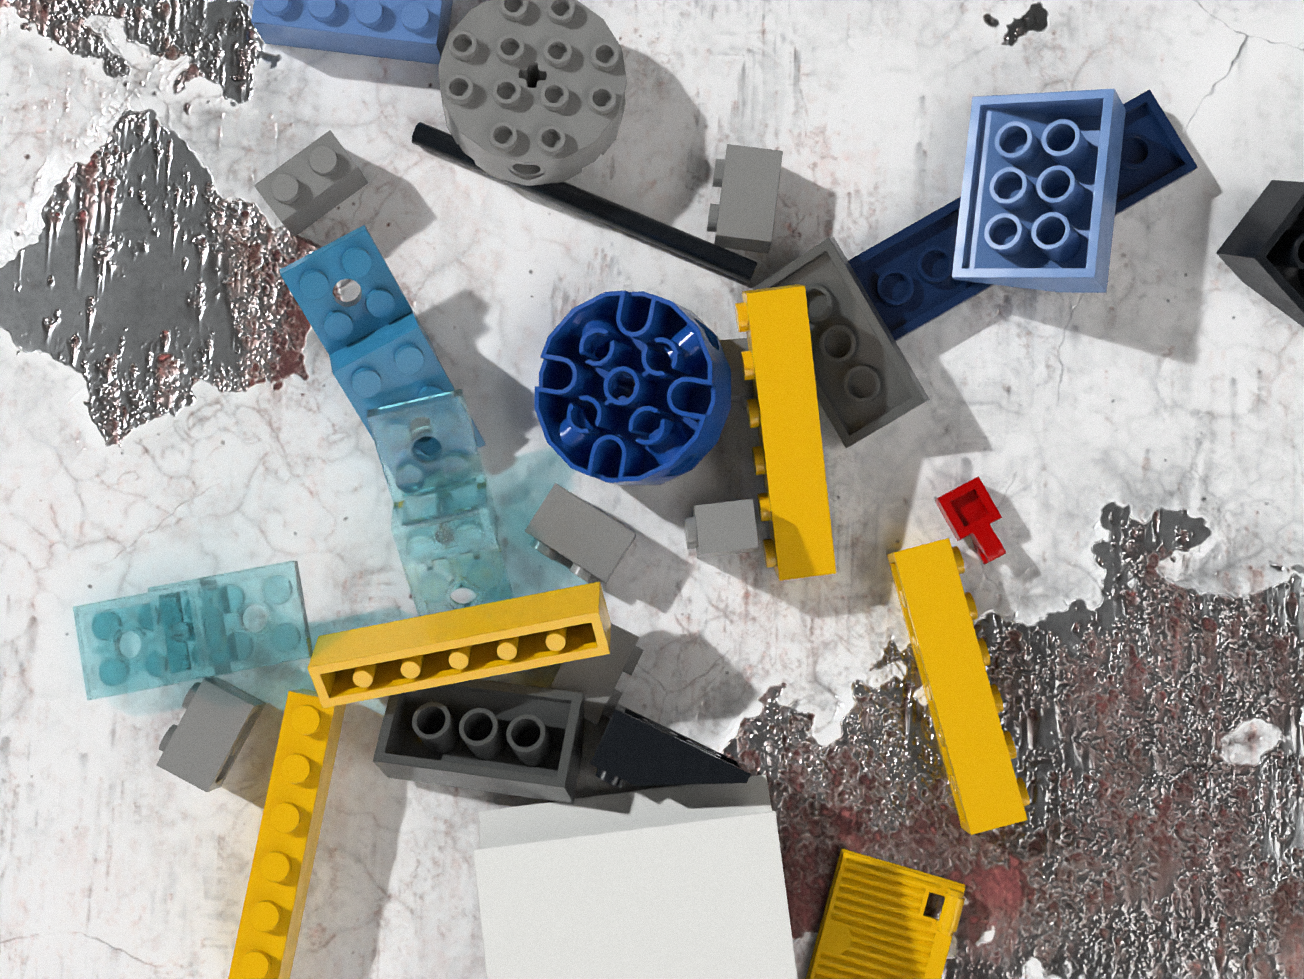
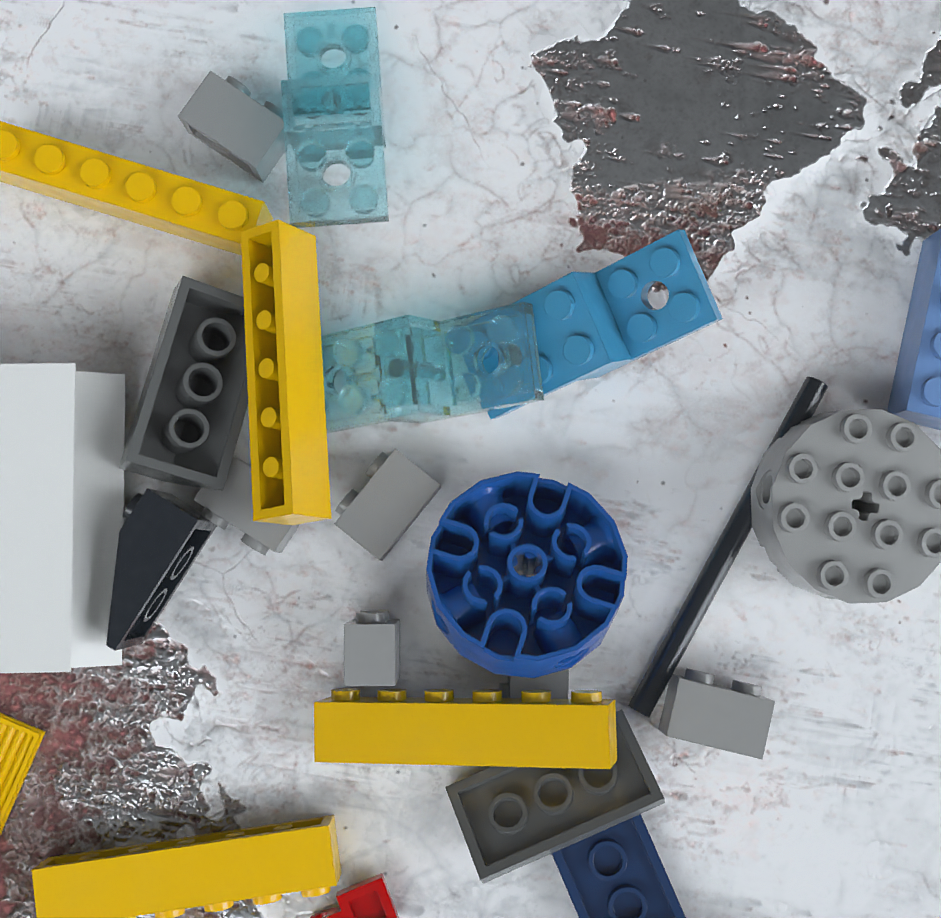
camera: 90 degrees right, 0 degrees up
(311, 183) = (772, 271): light grey brick -> none

